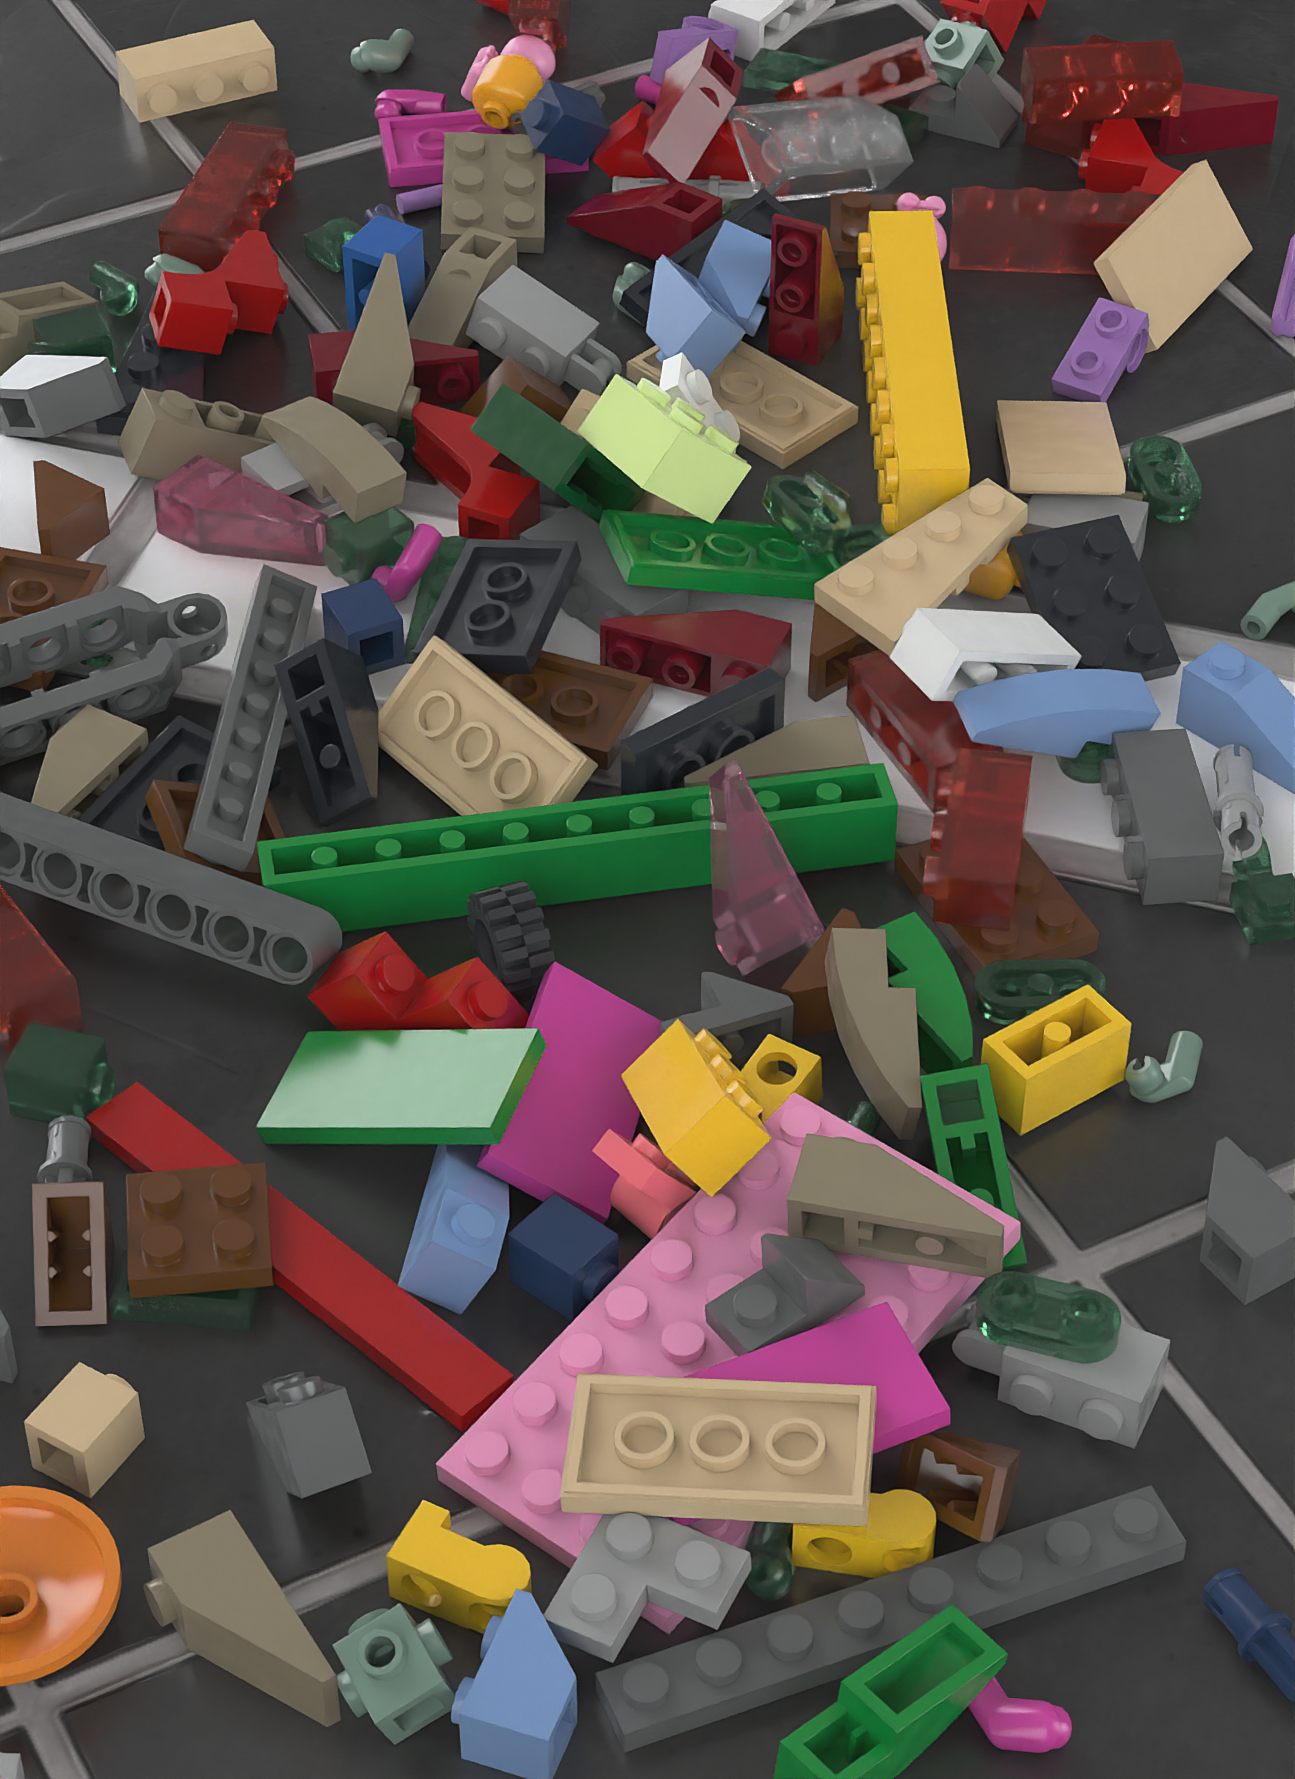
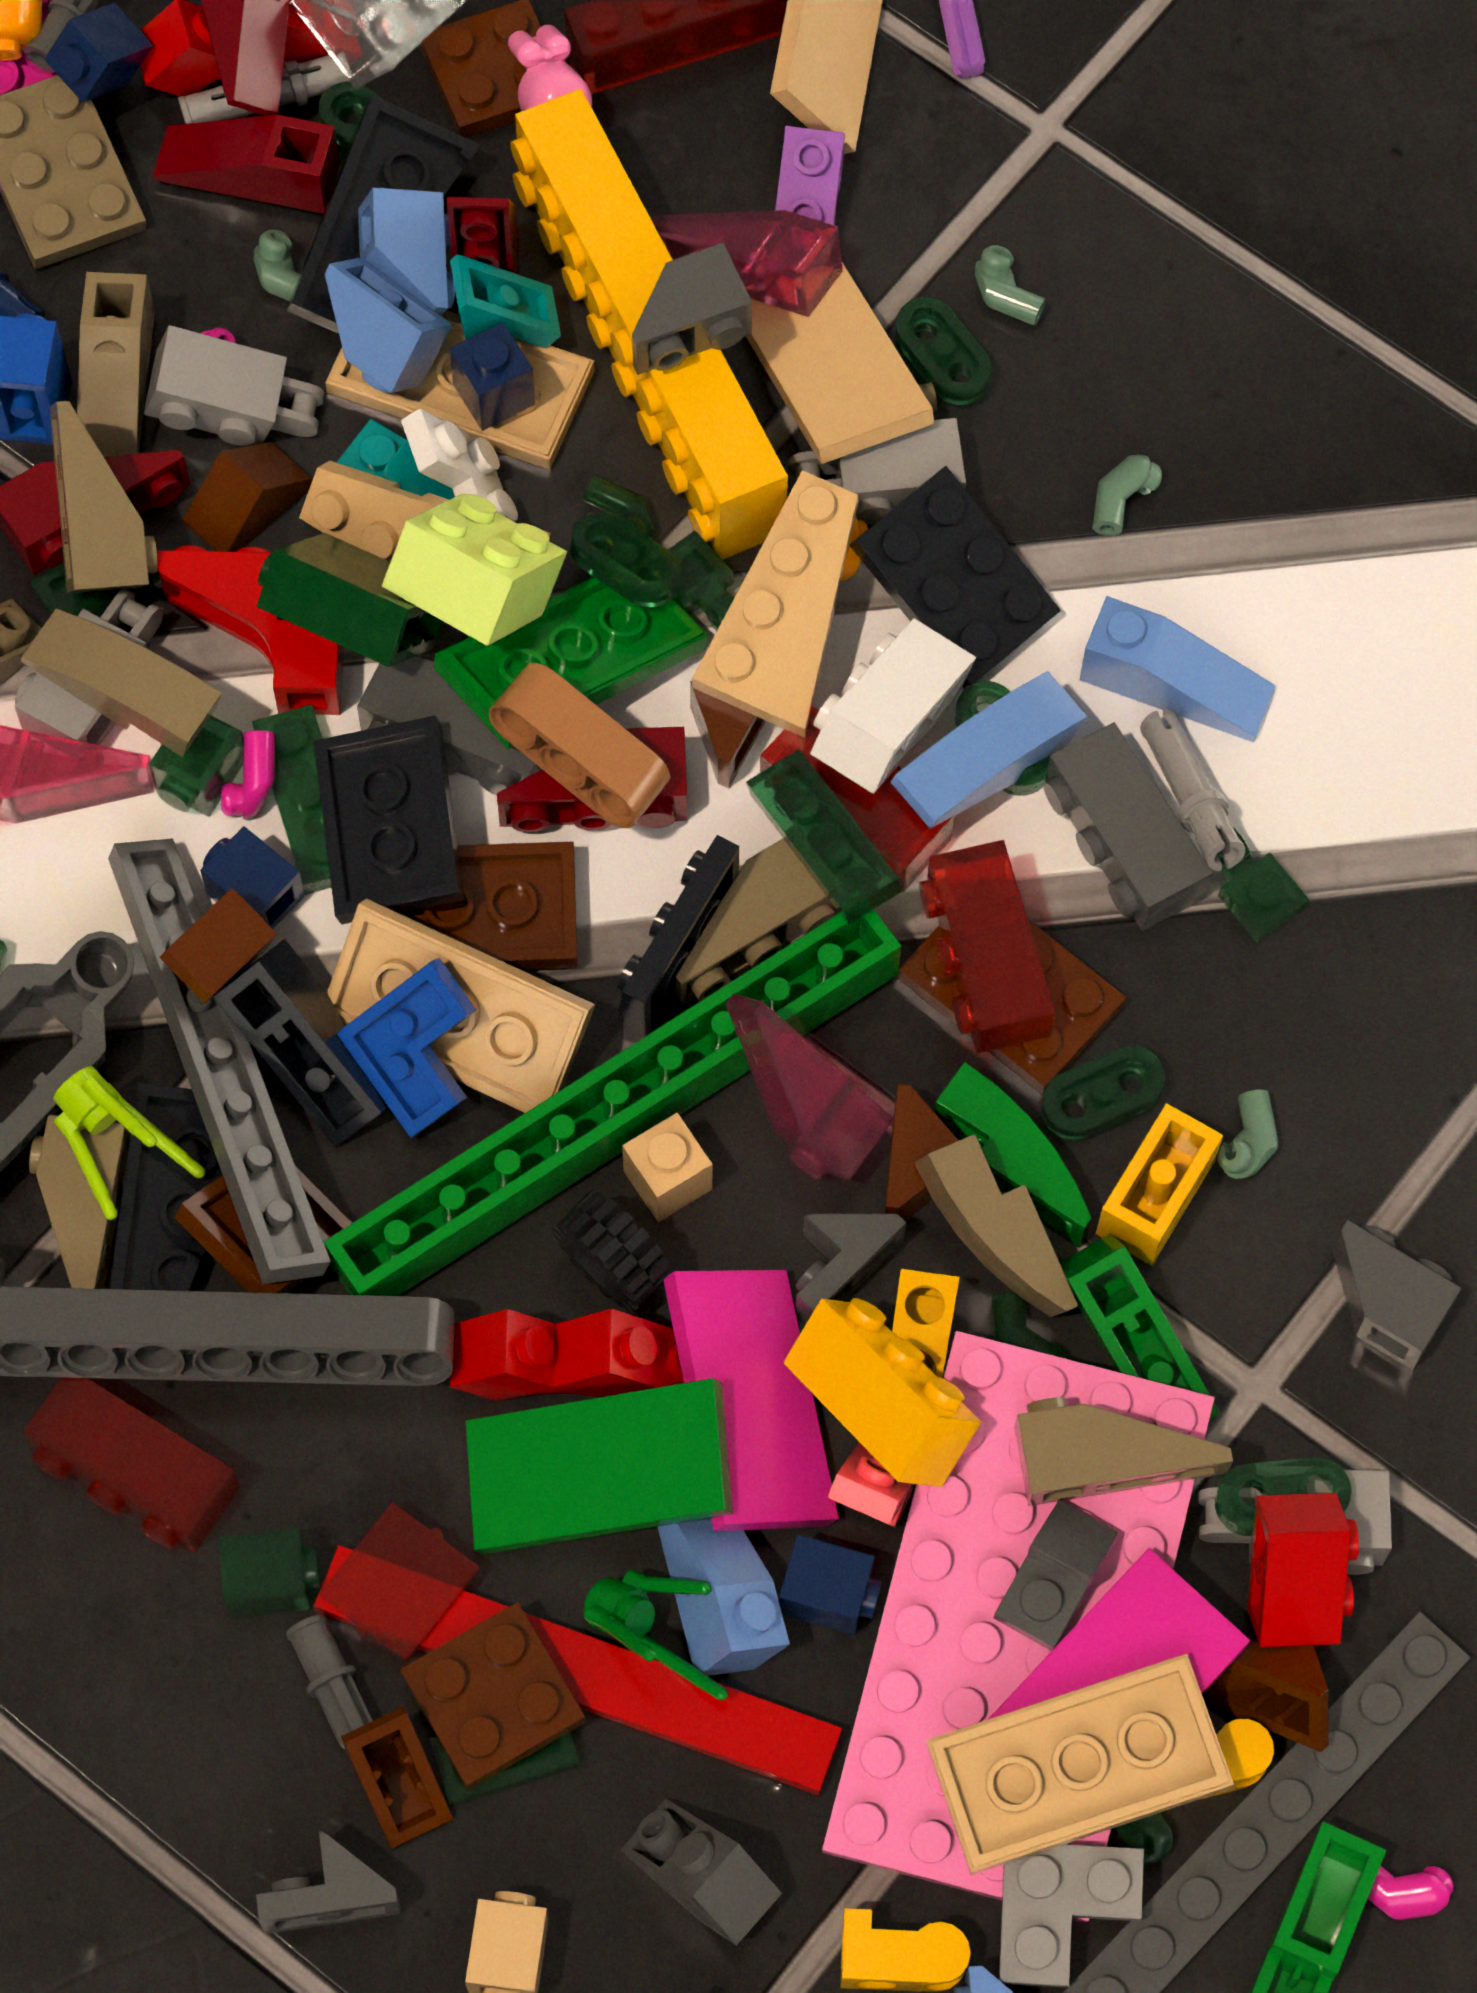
camera: 25 degrees left, 25 degrees up
(126, 700) = (95, 1105): none -> lime plant
(172, 1121) = (399, 1582): none -> clear red piece
(296, 623) = (219, 946): none -> reddish brown slope
(363, 1211) = (627, 1615): none -> green plant
(414, 743) = (395, 1050): none -> blue plate
(600, 912) = (667, 1167): none -> tan brick
(686, 585) = (579, 745): none -> medium nougat beam
(761, 375) = (492, 376): none -> dark blue brick
(788, 327) = (497, 296): none -> teal slope
(869, 710) = (824, 836): none -> clear green plate
(938, 338) = (692, 309): none -> dark grey slope
(1030, 369) = (777, 253): none -> clear pink slope
(1033, 1374) = (1301, 1569): none -> red brick
(1239, 458) = (1000, 289): none -> sand green arm

